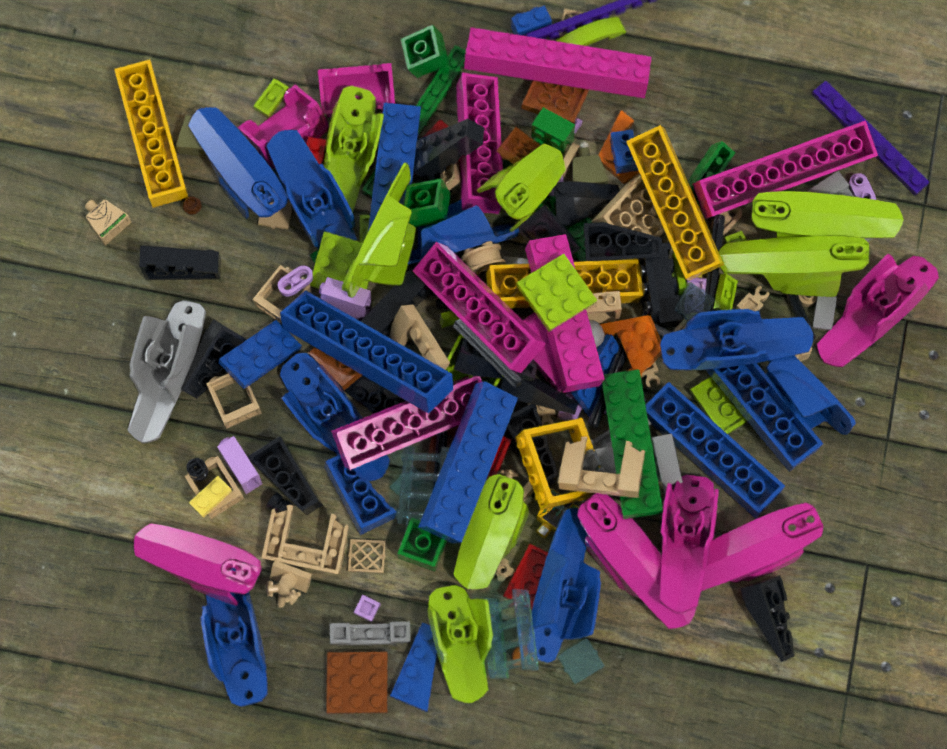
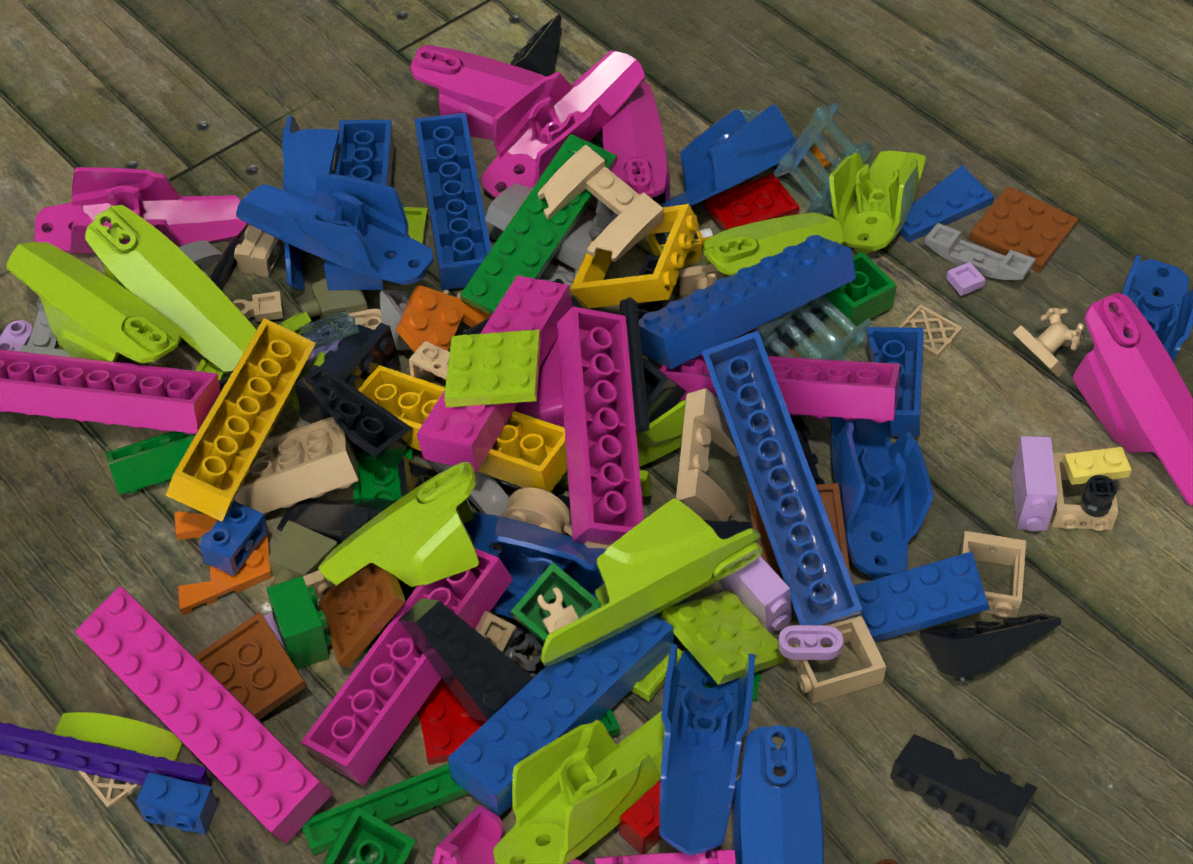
camera: 145 degrees left, 20 degrees down
(161, 365) = (1061, 666): light grey piece -> none
(278, 503) = (1005, 423): black wheel -> none
(278, 549) = (1036, 382): tan wedge -> none
(285, 472) = (976, 449): black wedge -> none
(413, 190) = (558, 616): none -> tan plate

